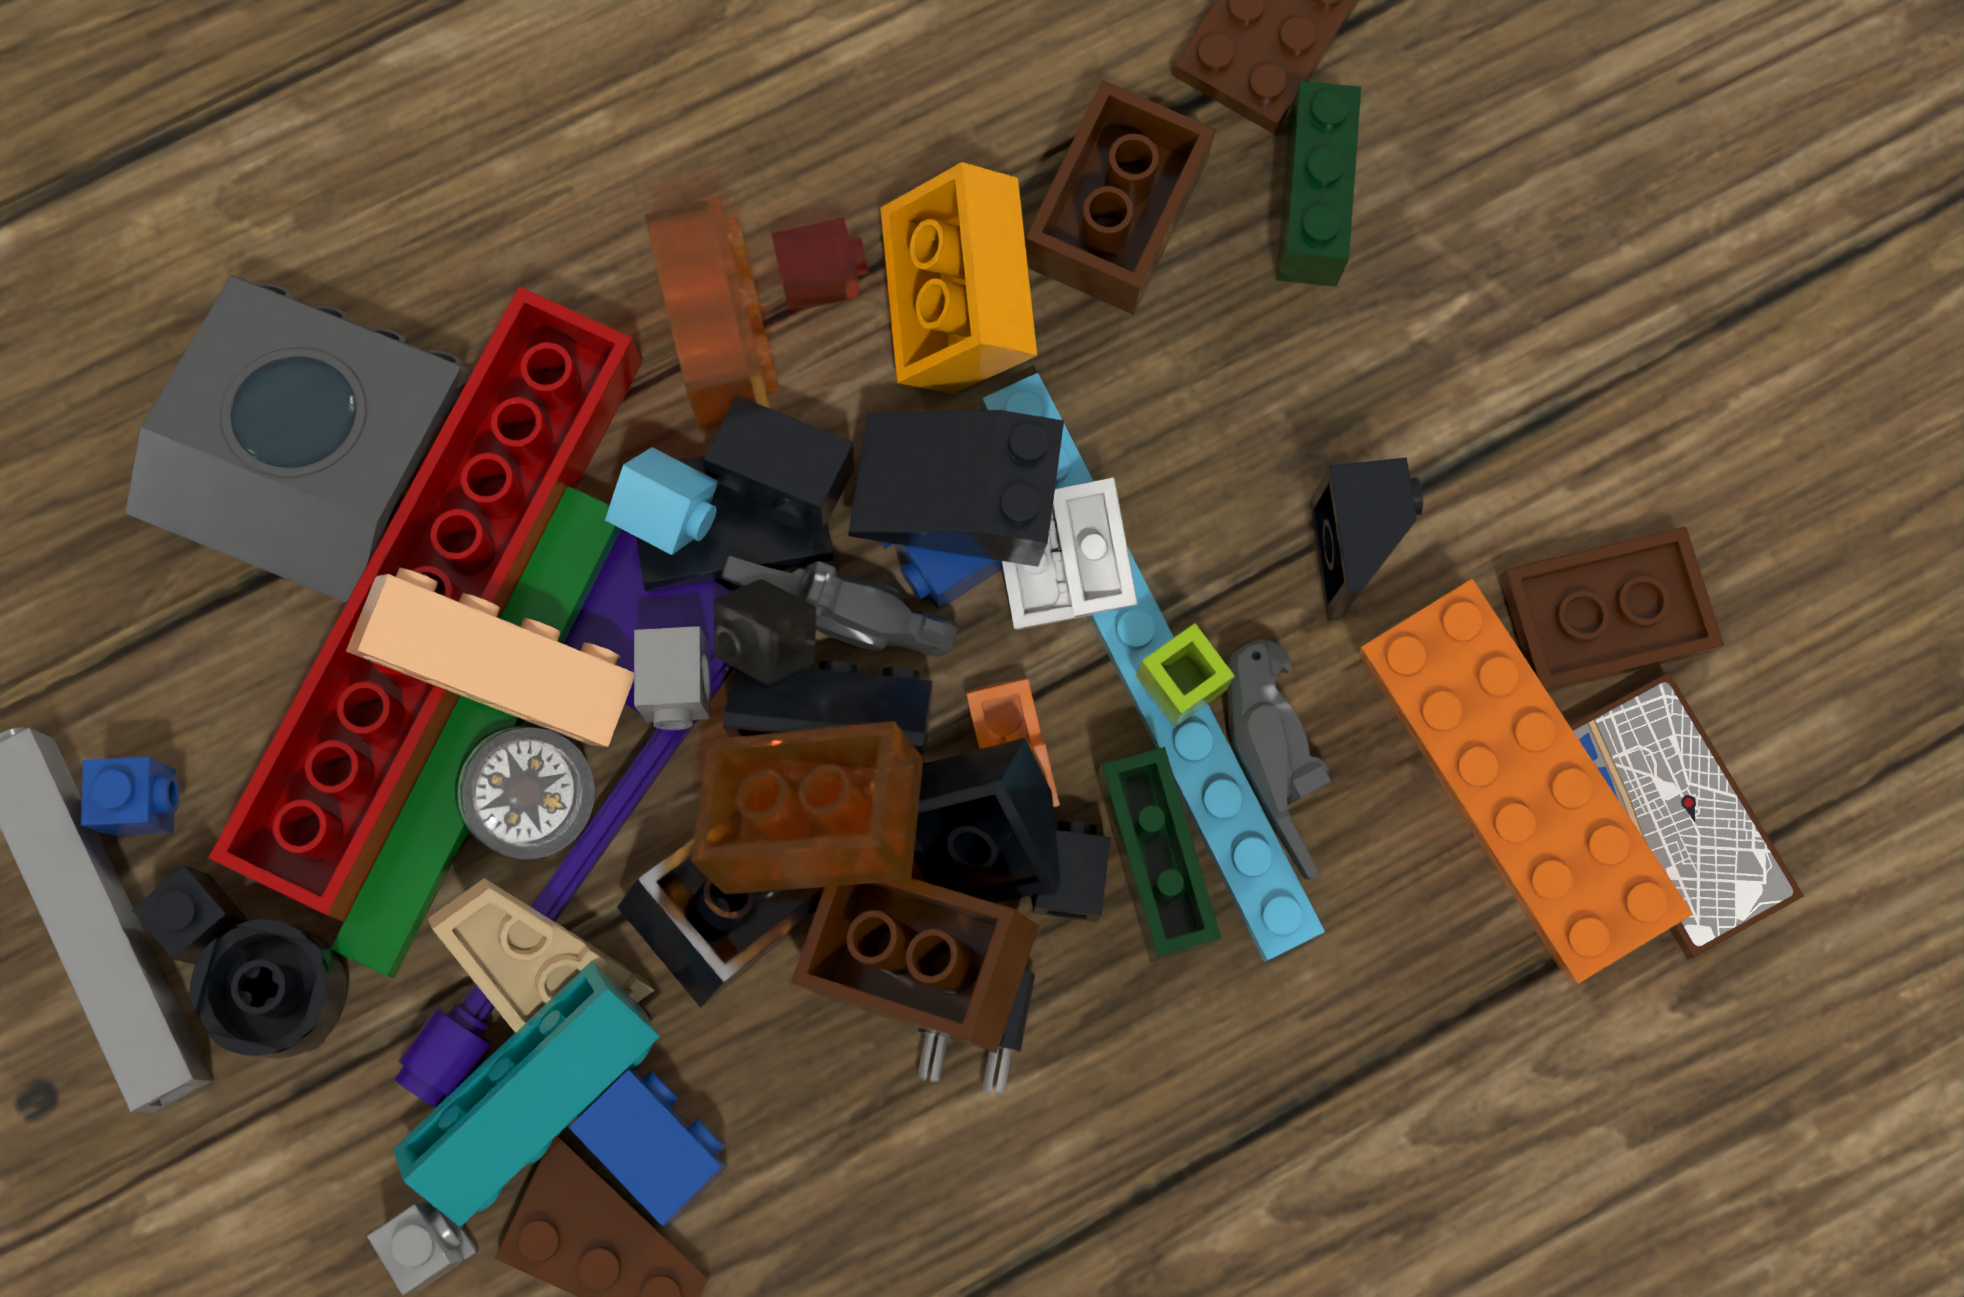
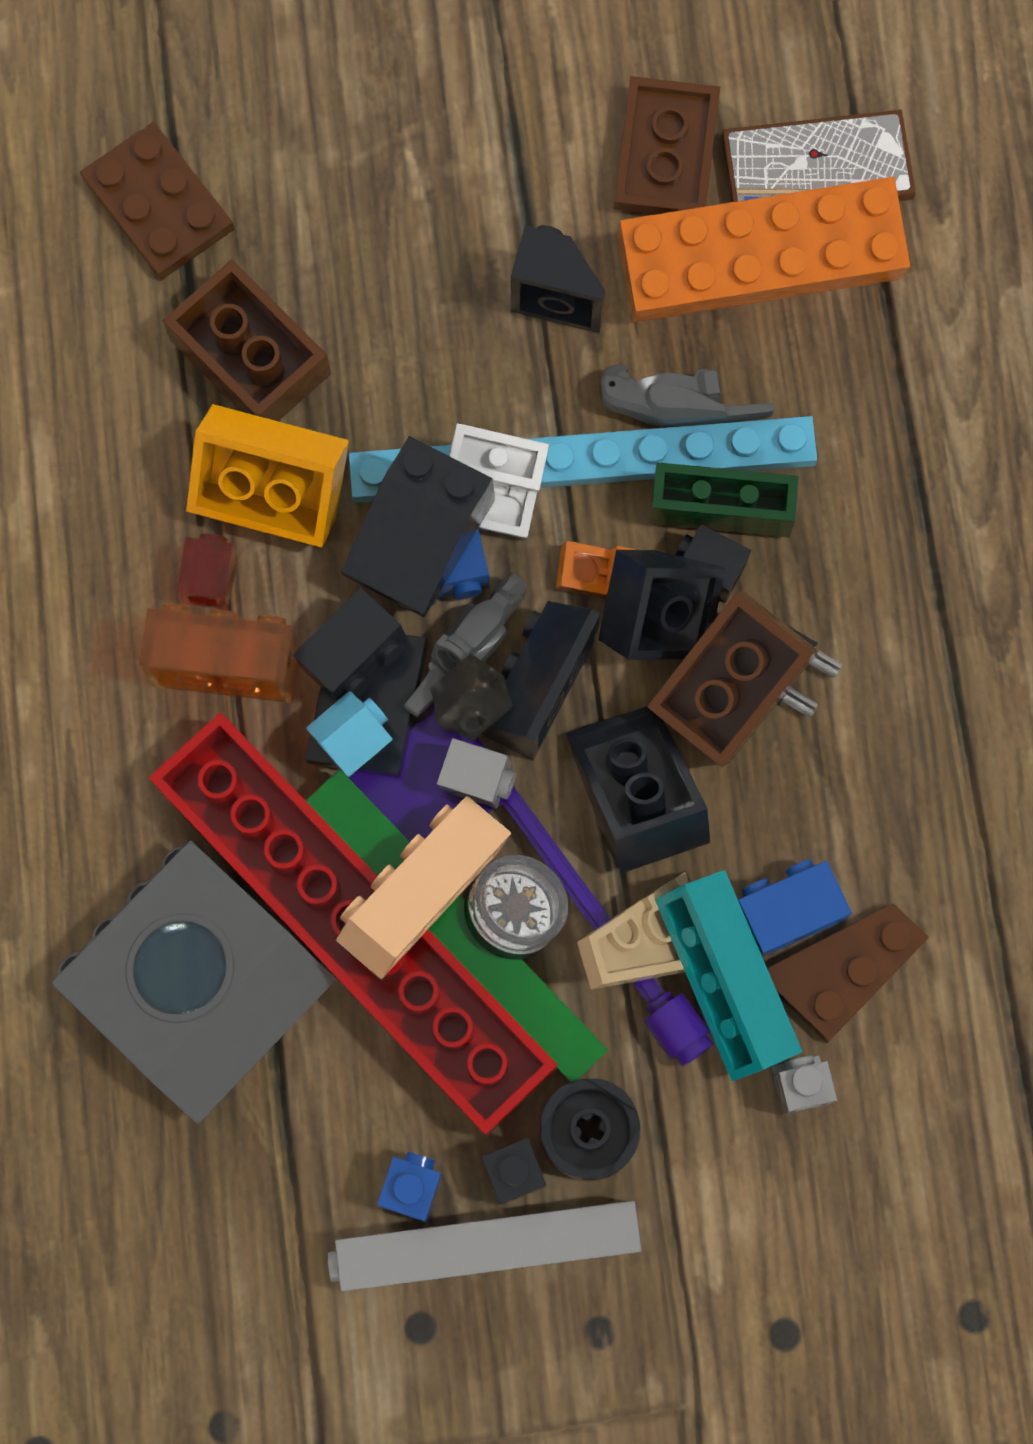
camera: 65 degrees left, 0 degrees up
(808, 809) = (613, 705): clear orange brick -> none
(1184, 675) = (613, 430): lime brick -> none
(1319, 183) = (291, 211): dark green brick -> none

